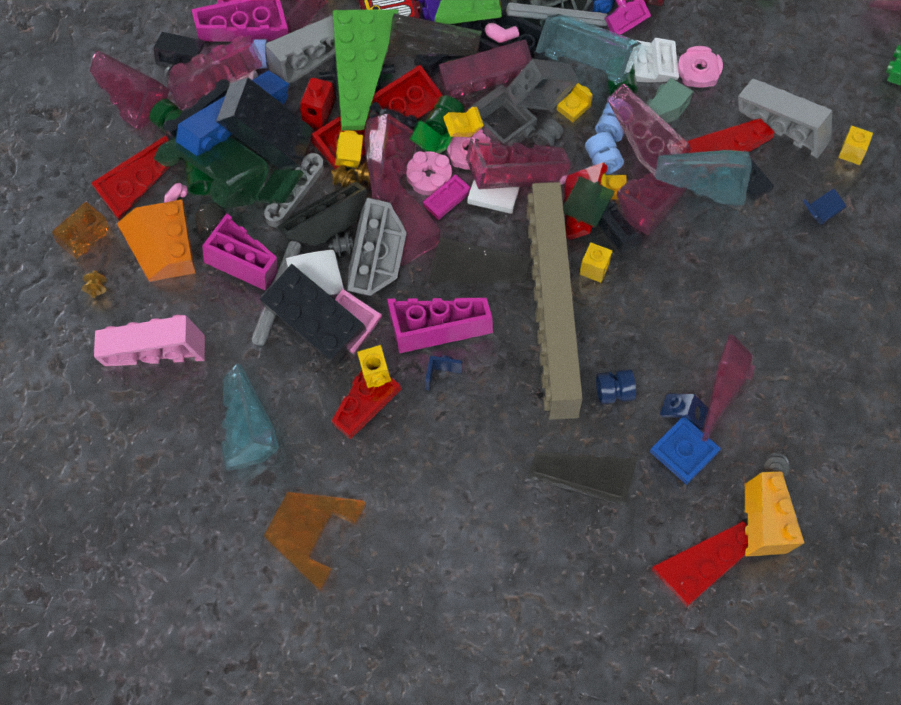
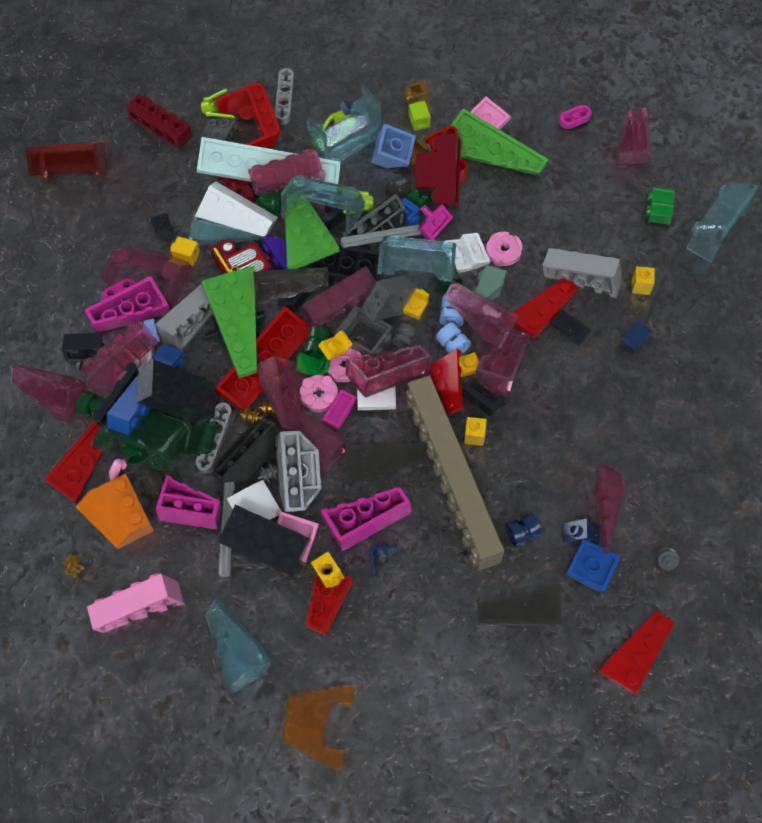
camera: 15 degrees left, 0 degrees up
(77, 227) = (43, 520): clear orange brick -> none
(318, 97) = (211, 356): red torso -> none
(349, 149) = (249, 392): yellow brick -> none
(375, 108) = (263, 355): black arm -> none
(500, 34) = (342, 265): bright pink arm -> none
(587, 201) = (454, 384): clear green piece -> none
(711, 173) = (546, 334): clear light blue wedge -> none
(771, 516) = (677, 601): light orange wedge -> none

